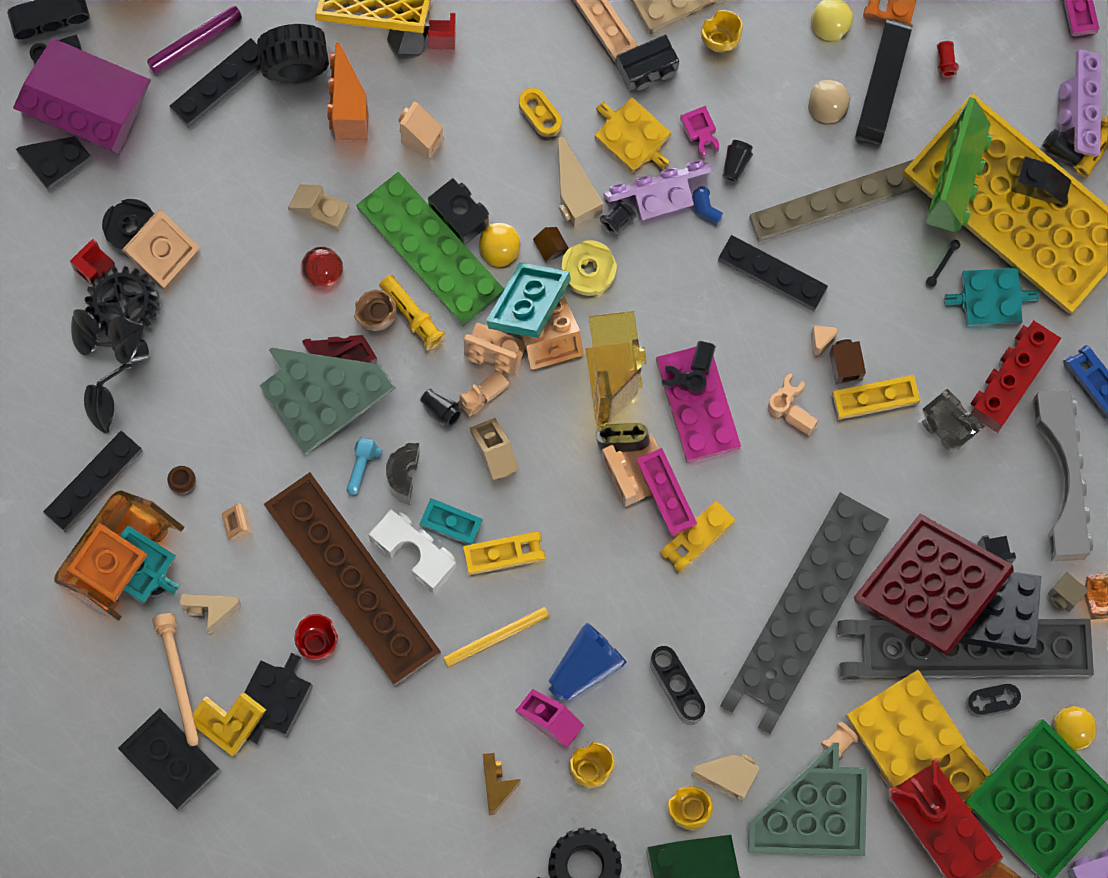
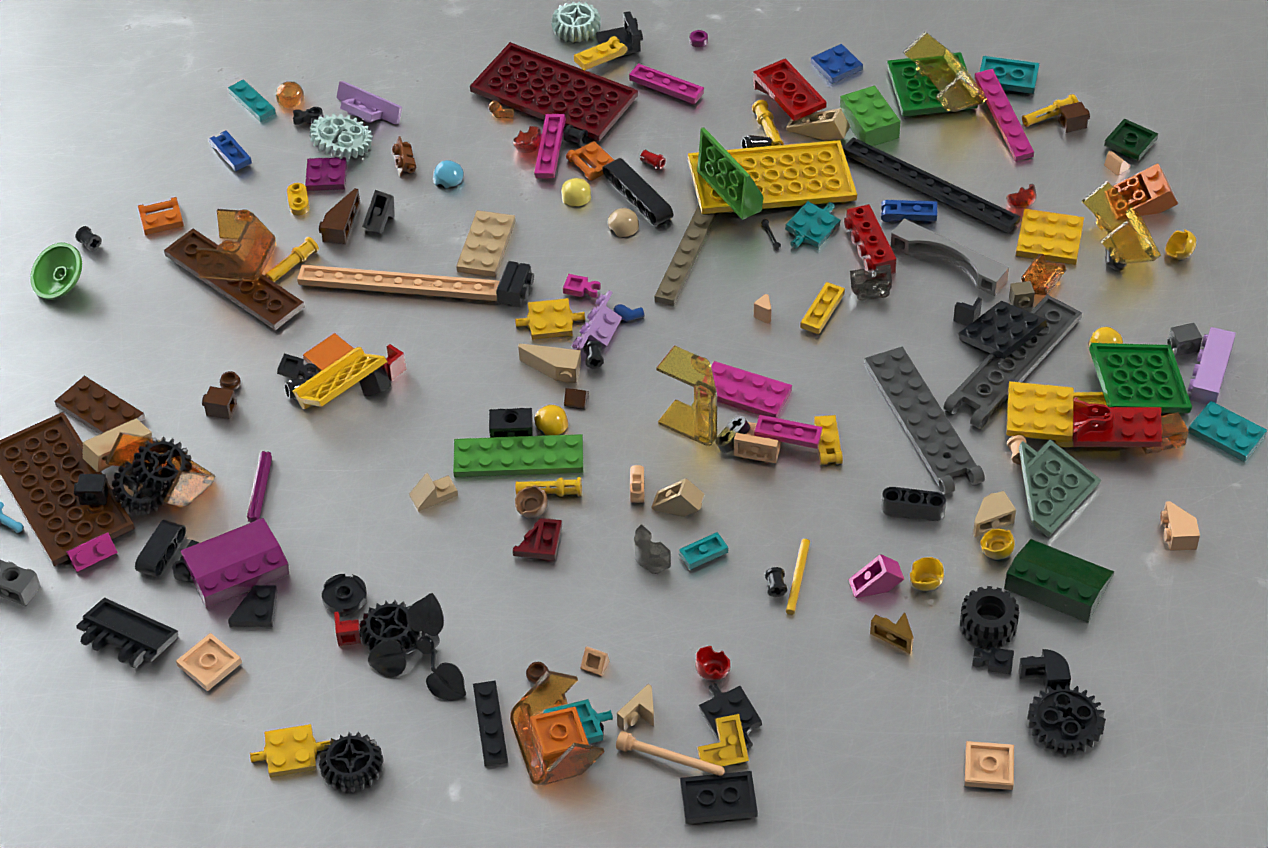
camera: 45 degrees left, 25 degrees down
(161, 248) = (377, 582): light nougat plate -> none
(217, 84) = (301, 493): black plate -> none
(292, 53) = (328, 434): black tyre -> none
(321, 267) = (473, 514): clear red hair -> none
(322, 393) = (557, 560): sand green wing -> none
(348, 100) = (384, 427): orange slope -> none
(352, 579) = (690, 623): reddish brown plate -> none
(365, 450) = (614, 566): medium azure piece -> none
(397, 533) = (720, 574): white arch -> none
(420, 130) = (442, 408): light nougat slope -> none
(442, 408) = (625, 510): black cone -> none
(467, 622) = (776, 583): none -> black bush
(494, 348) = (616, 460): light nougat bracket -> none
(503, 553) = (748, 538): yellow plate -> none
(528, 300) = (604, 420): teal plate -> none
(541, 113) = (490, 350): yellow plate -> none
(557, 341) = (632, 425): light nougat bracket -> none
(584, 664) = (858, 533): blue cone -> none
(602, 260) = (614, 396): light yellow plate -> none
(695, 381) = (731, 376): black bar -> none
(722, 31) = (532, 238): yellow hair -> none
(736, 159) = (613, 278): black cone -> none
(772, 273) = (699, 309): black plate -> none
(780, 406) = (785, 353): light nougat bar -> none
(847, 361) = (789, 306): reddish brown brick -> none
(933, 584) = (963, 343): dark red plate -> none
(995, 706) = (1060, 369): black beam -> none
(1041, 181) = (768, 155): black slope -> none
(1082, 104) = (738, 119): lavender bracket -> none

